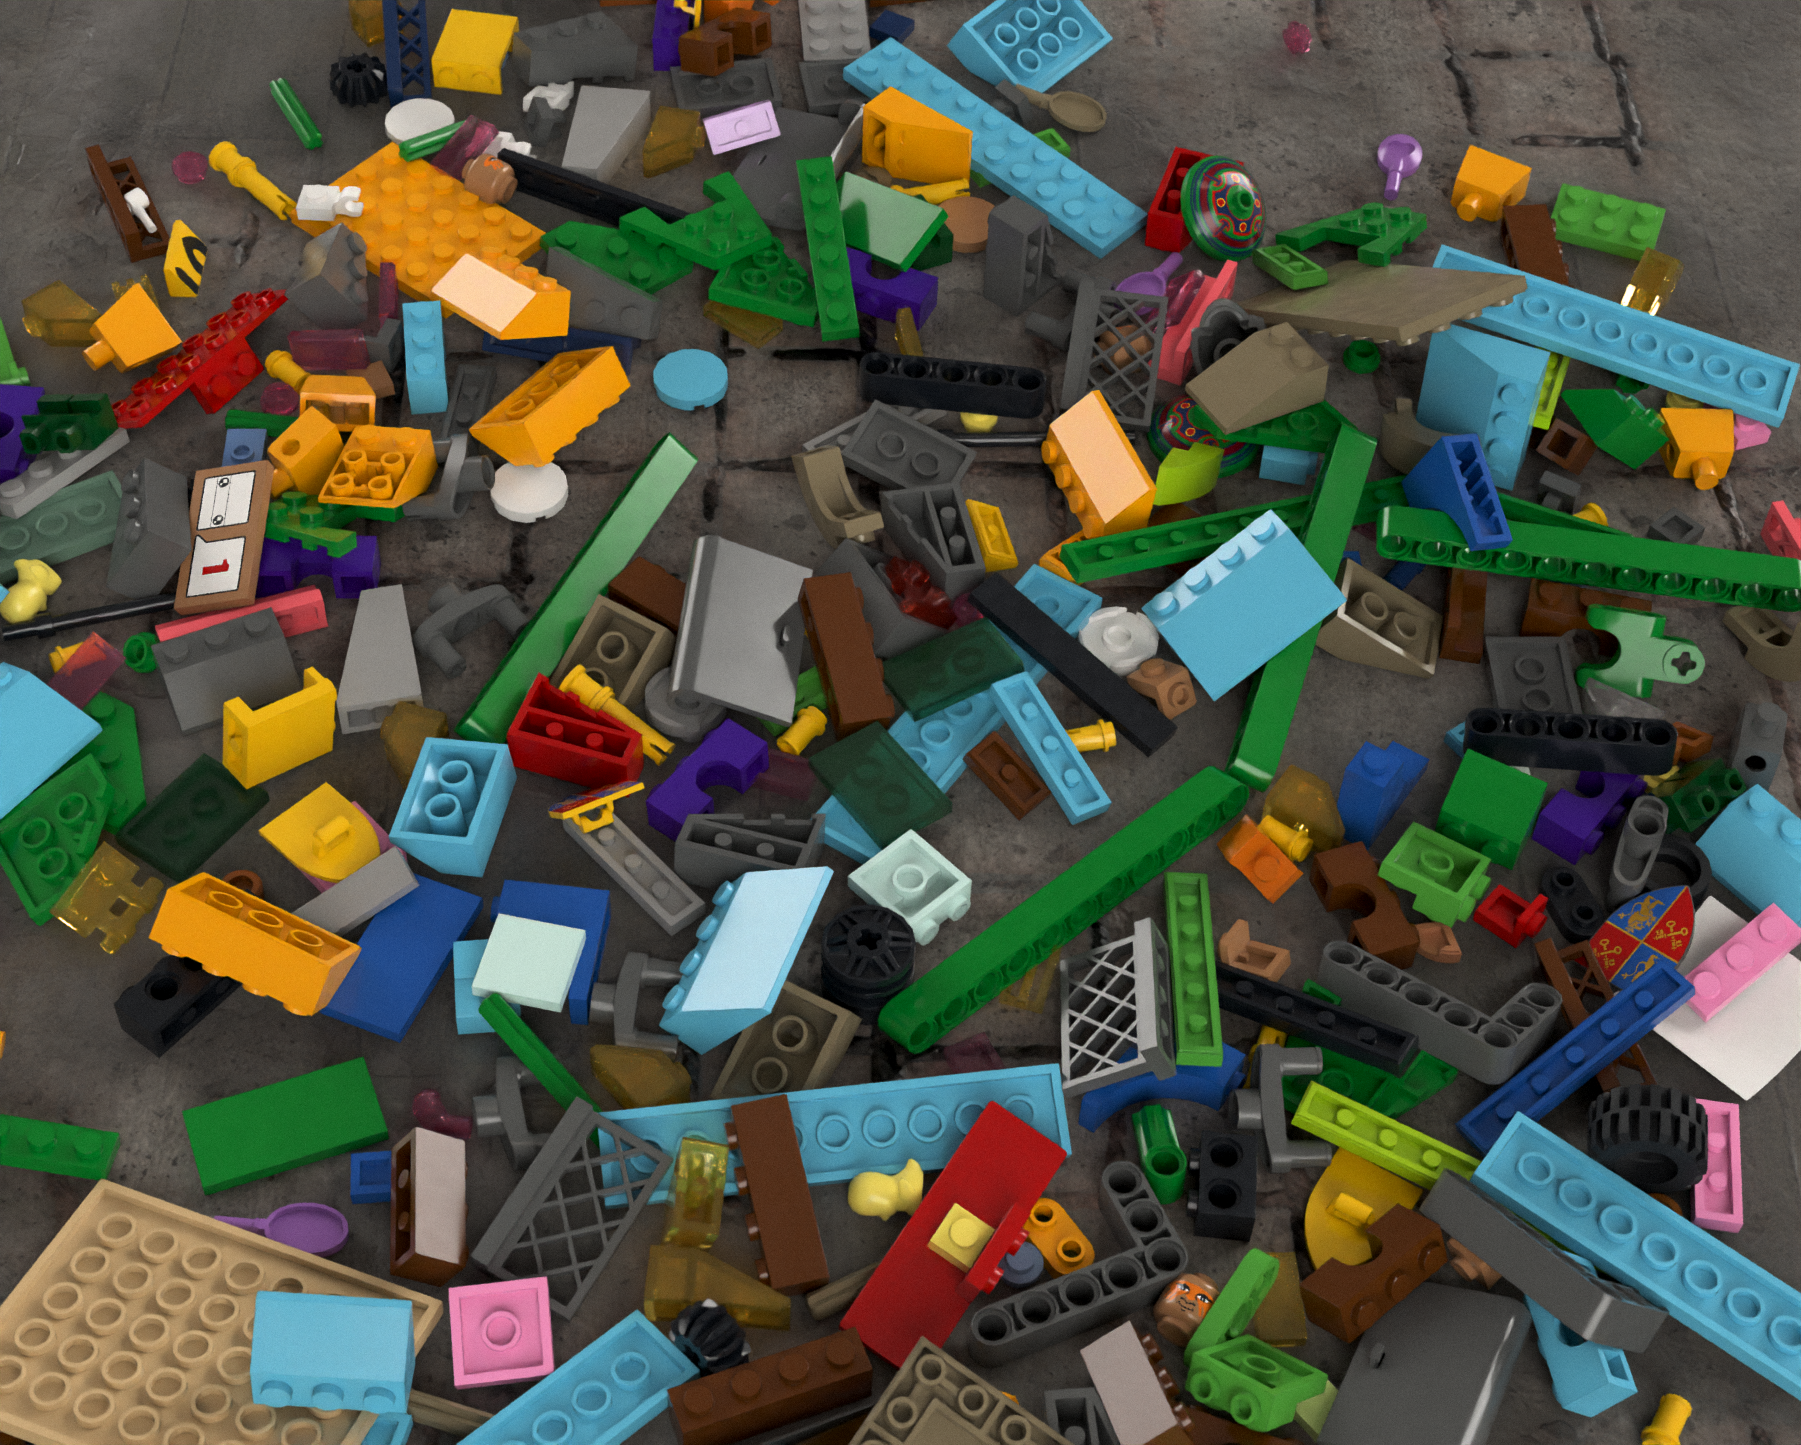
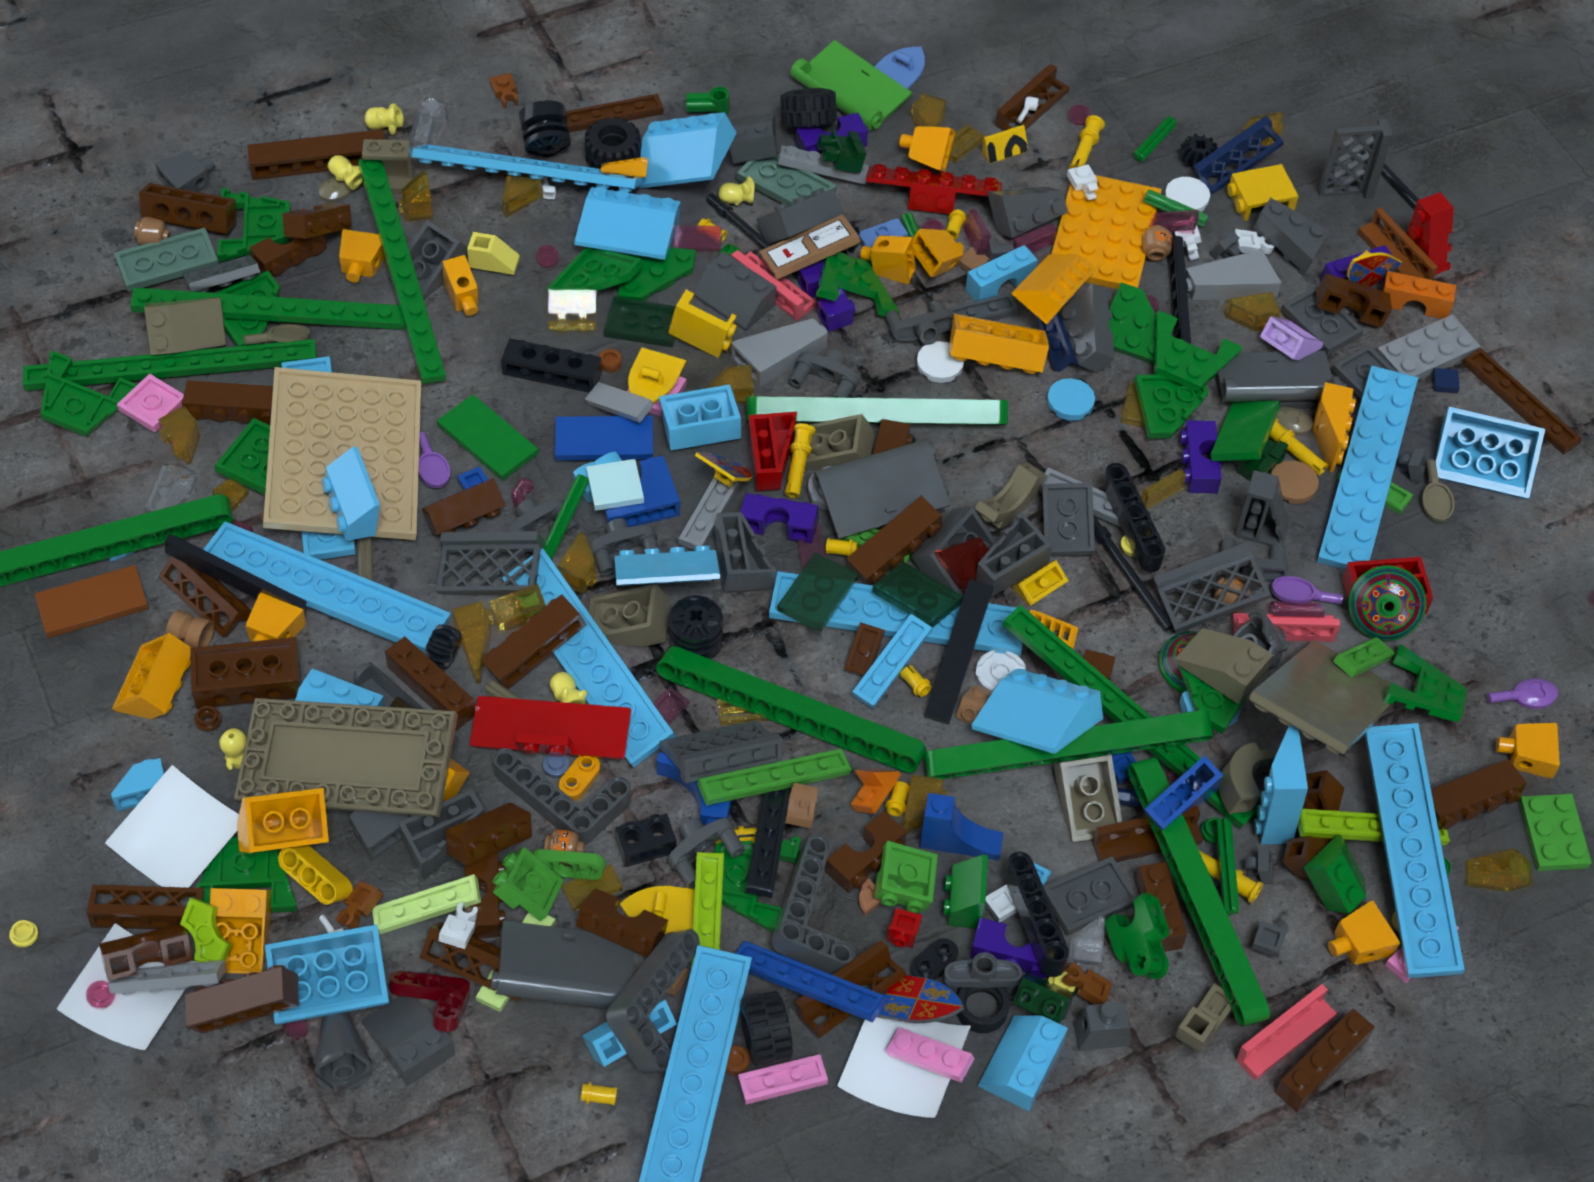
camera: 65 degrees right, 5 degrees up
(253, 943) = (566, 371): light orange slope -> none
(381, 467) = (898, 289): light orange slope -> none
(501, 1333) = (412, 564): bright pink plate -> none
(827, 249) = (1201, 414): green plate -> none
(915, 884) = (758, 633): light aqua plate -> none
(960, 1238) = (548, 723): light yellow plate -> none
(1098, 469) = (1108, 613): light orange slope -> none
(1160, 1152) = (651, 802): green piece -> none
(1187, 474) = (1137, 656): lime slope -> none

